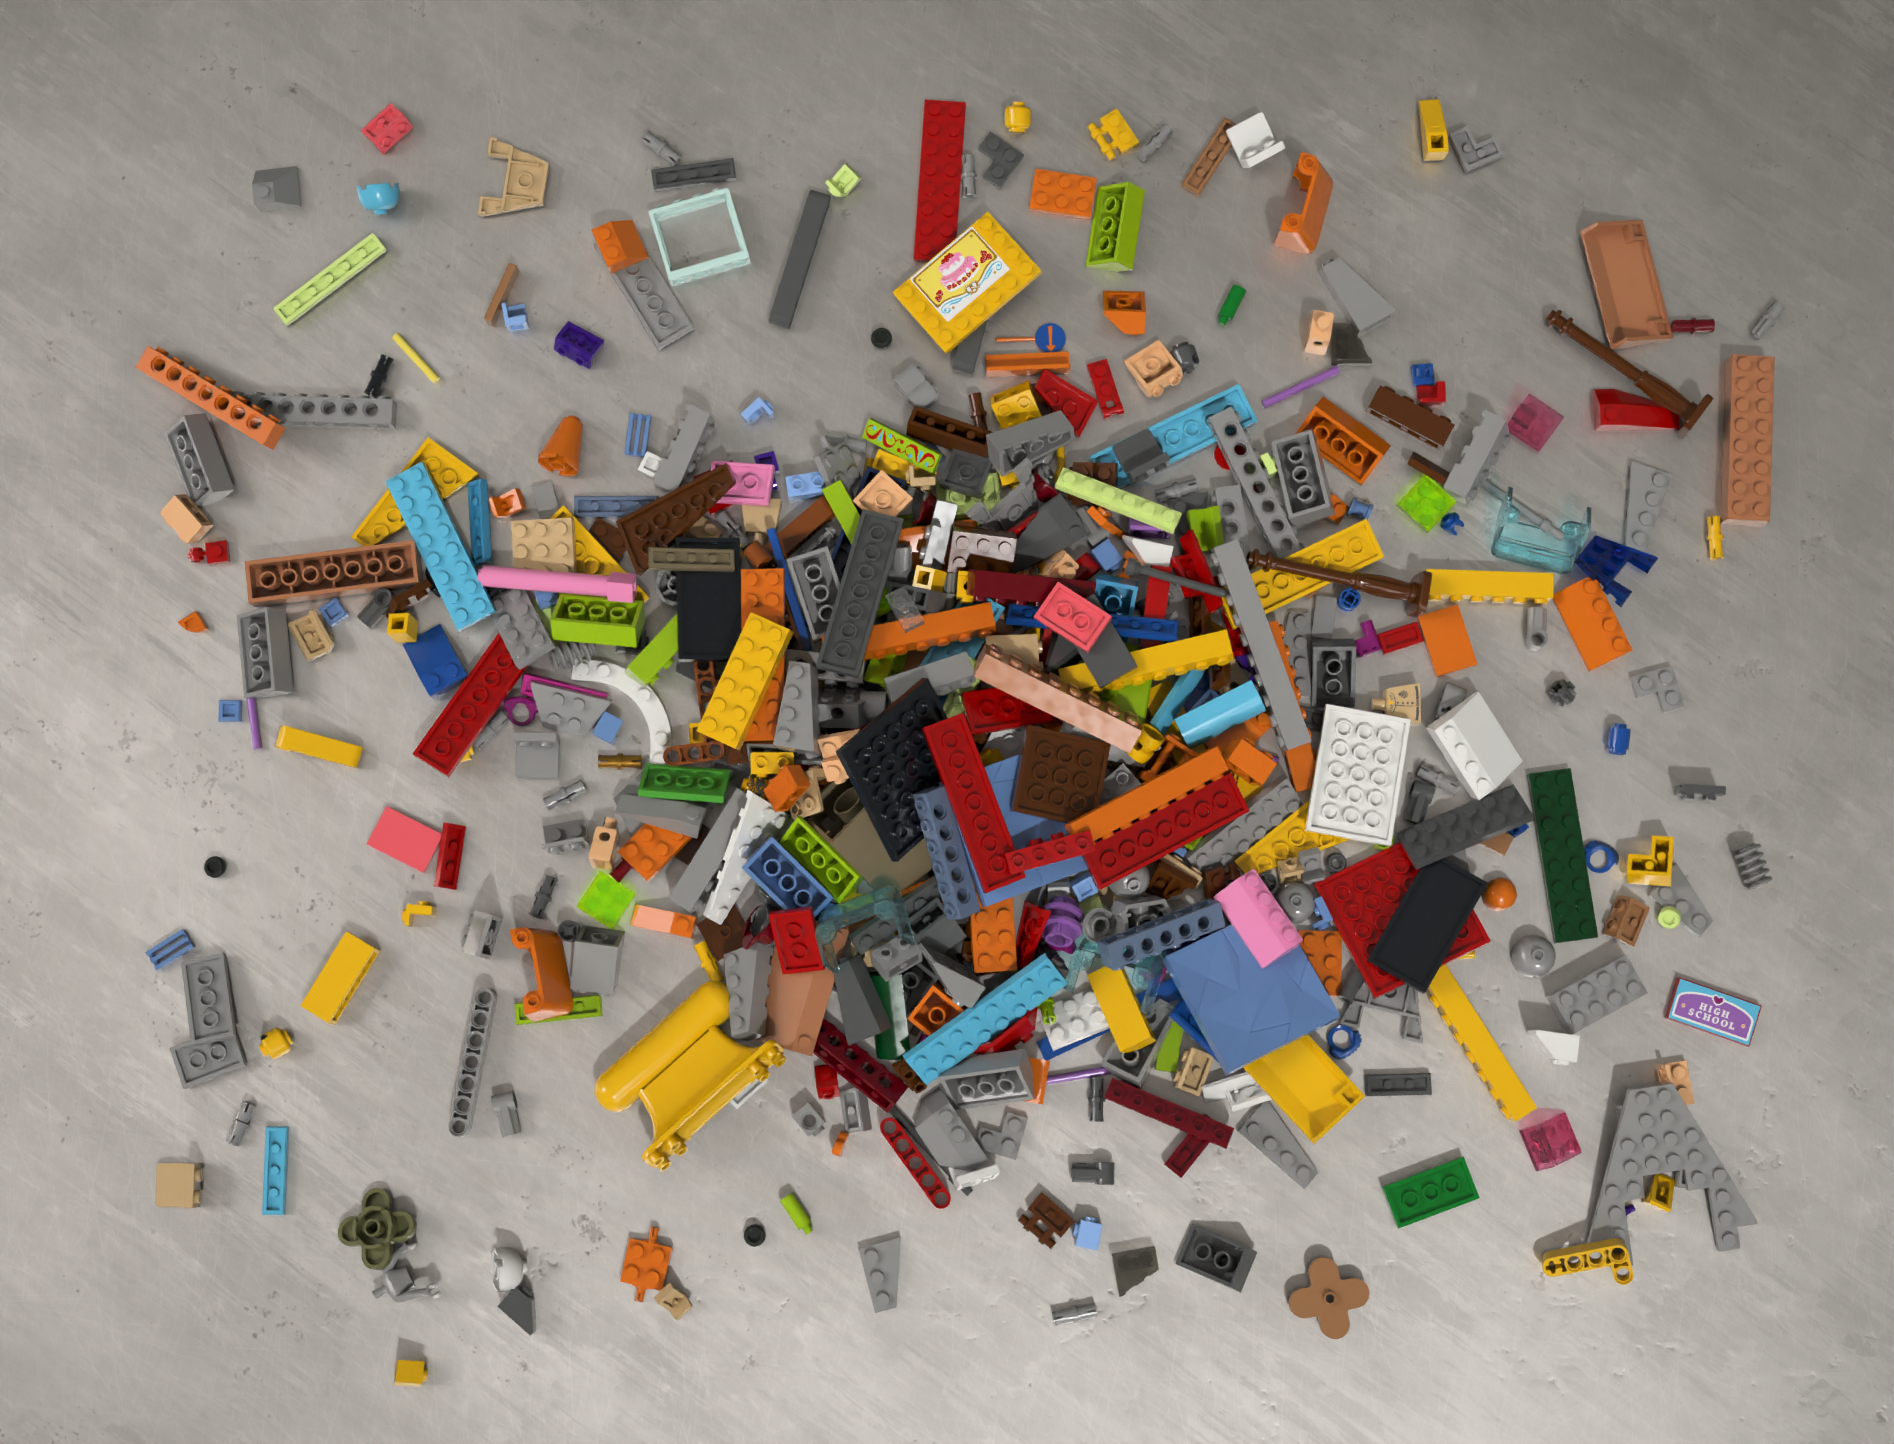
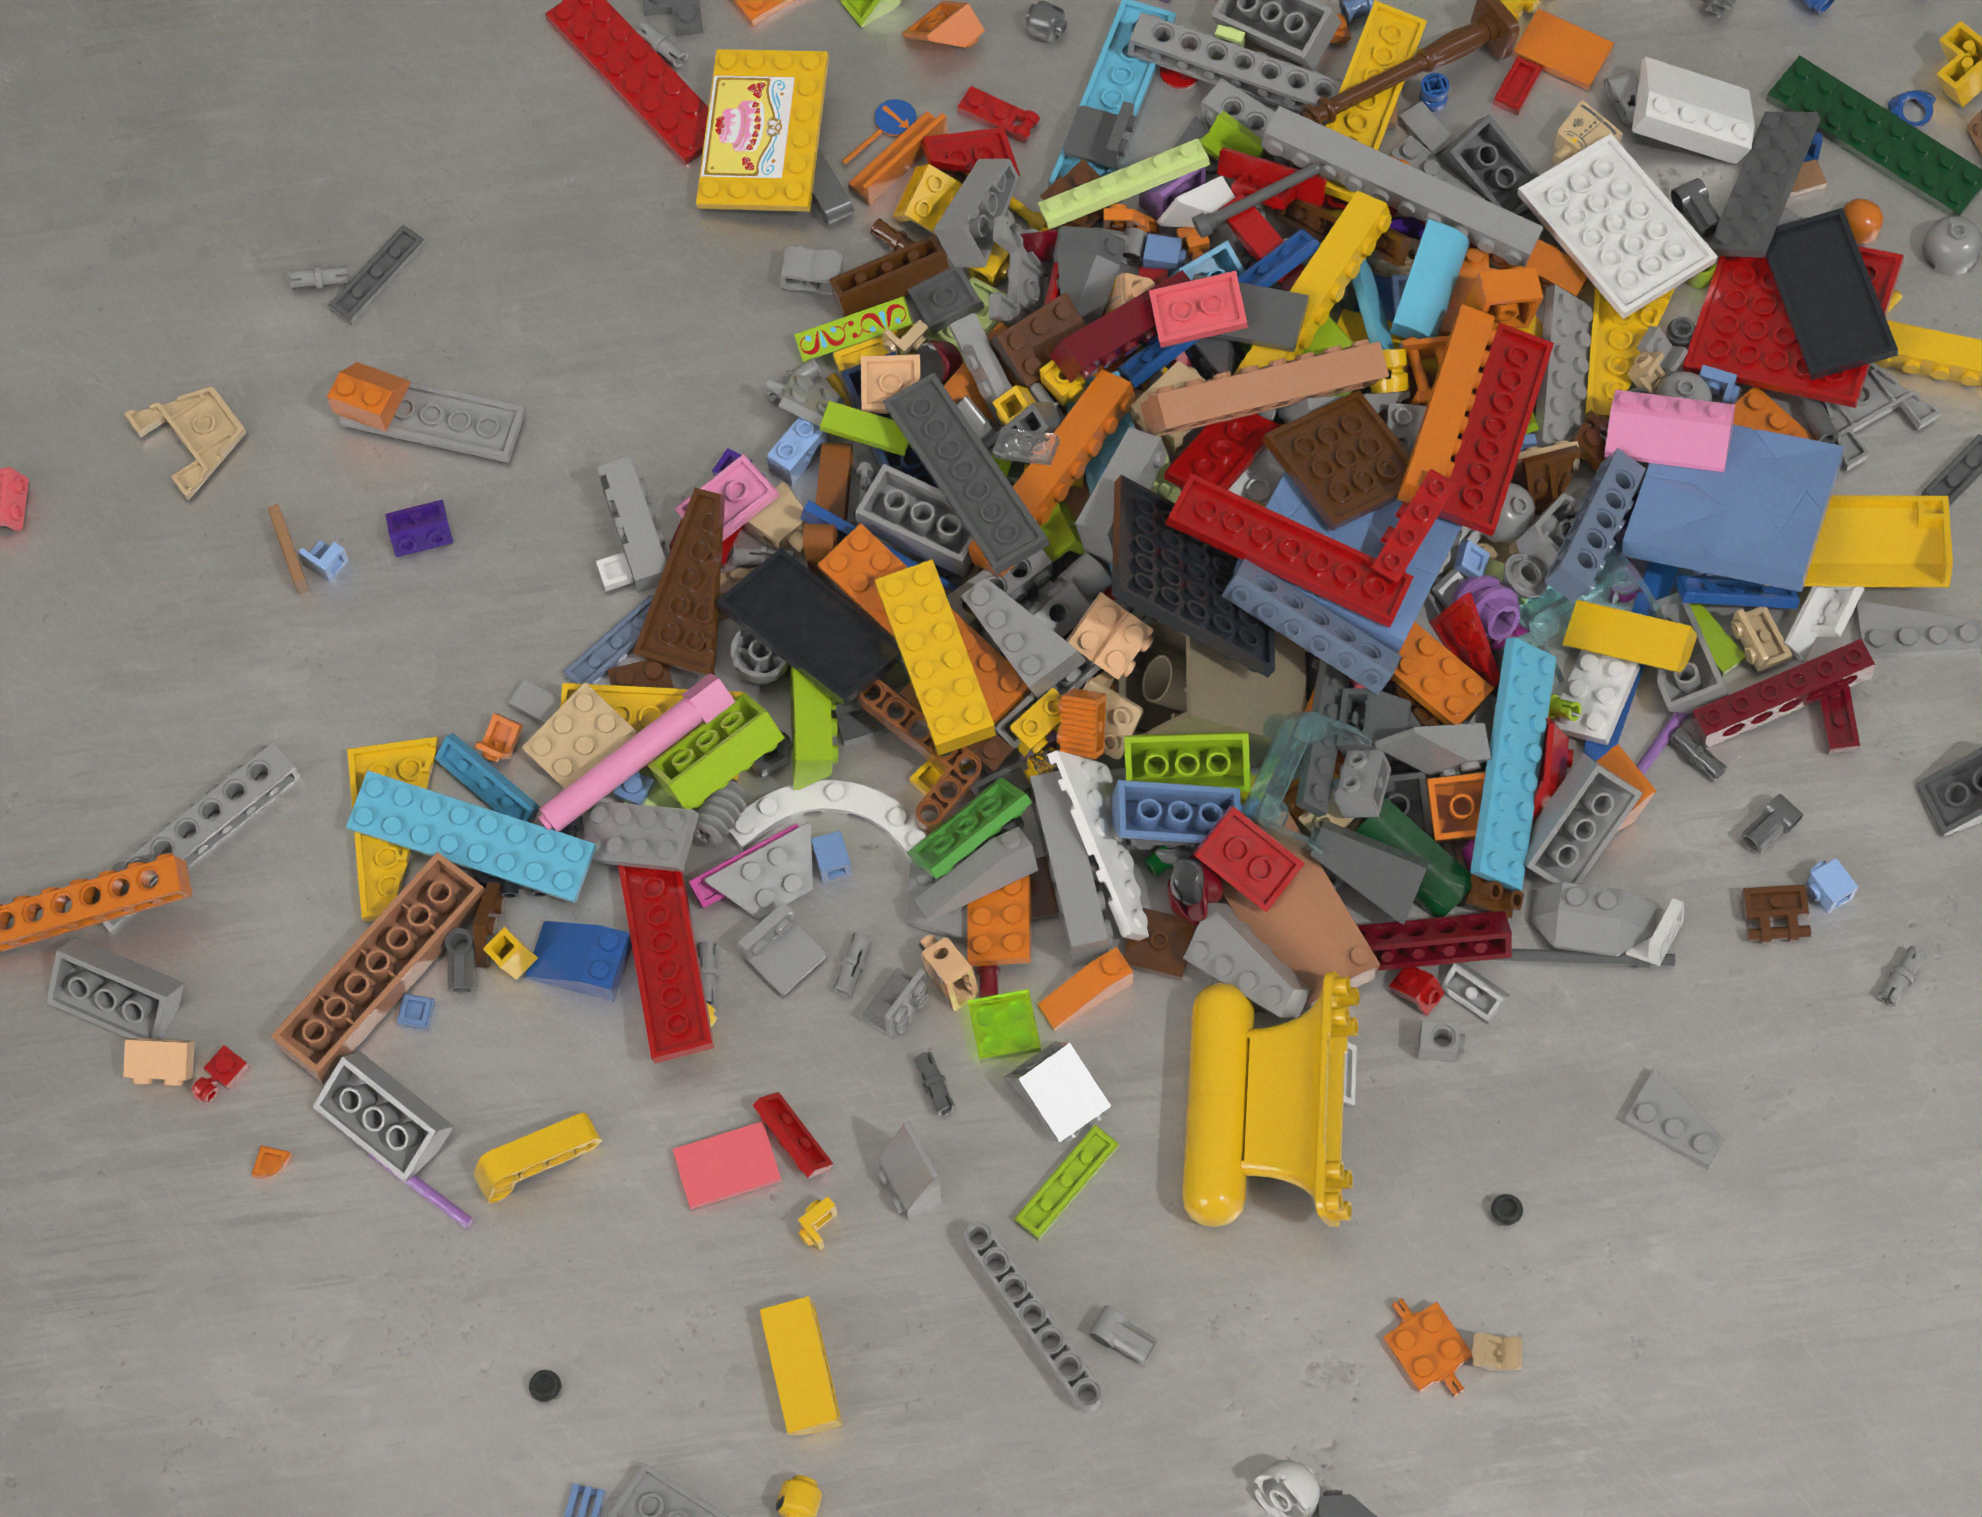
camera: 40 degrees left, 15 degrees down
(230, 711) = (400, 1213): medium blue tile -> none
(311, 636) = (417, 1052): tan bracket -> none
(329, 279) = (83, 694): yellowish green plate -> none
(378, 376) = (232, 738): black pin -> none
(379, 197) = (60, 565): medium azure cylinder -> none
(416, 358) = (255, 689): light yellow bar -> none
(510, 704) = (702, 924): magenta piece -> none
(551, 973) = (1048, 1165): orange windscreen -> none
(563, 448) = (507, 634): orange cone -> none
(566, 929) = (997, 1083): dark grey wheel -> none
(620, 761) = (876, 879): pearl gold pin -> none
(639, 418) = (555, 540): medium blue tile -> none
(691, 559) = (754, 604): dark tan tile -> none
(705, 268) = (481, 343): light aqua window -> none
(708, 961) = (1171, 986): yellow pin -> none
(754, 411) = (670, 422): light blue bracket -> none
(796, 1213) = (1525, 1145): lime cylinder -> none
(799, 259) = (569, 256): dark grey beam -> none
(840, 1143) = (1497, 1036): orange tile -> none
(843, 181) = (540, 149): yellowish green bracket -> none
(881, 338) = (727, 257): pearl dark grey plate -> none
(924, 1169) = (1603, 973): red beam -> none
(1008, 1141) = (1655, 873): light grey plate -> none
(1133, 1267) = (1908, 876): clear smoke wing -> none
(1154, 369) = (1028, 54): light nougat plate -> none
(1176, 490) = (1167, 137): light grey pin -> none
(1355, 1040) = (1876, 471): blue piece -> none
(1369, 643) = (1498, 111): magenta piece -> none
(1437, 779) = (1691, 171): light grey pin -> none

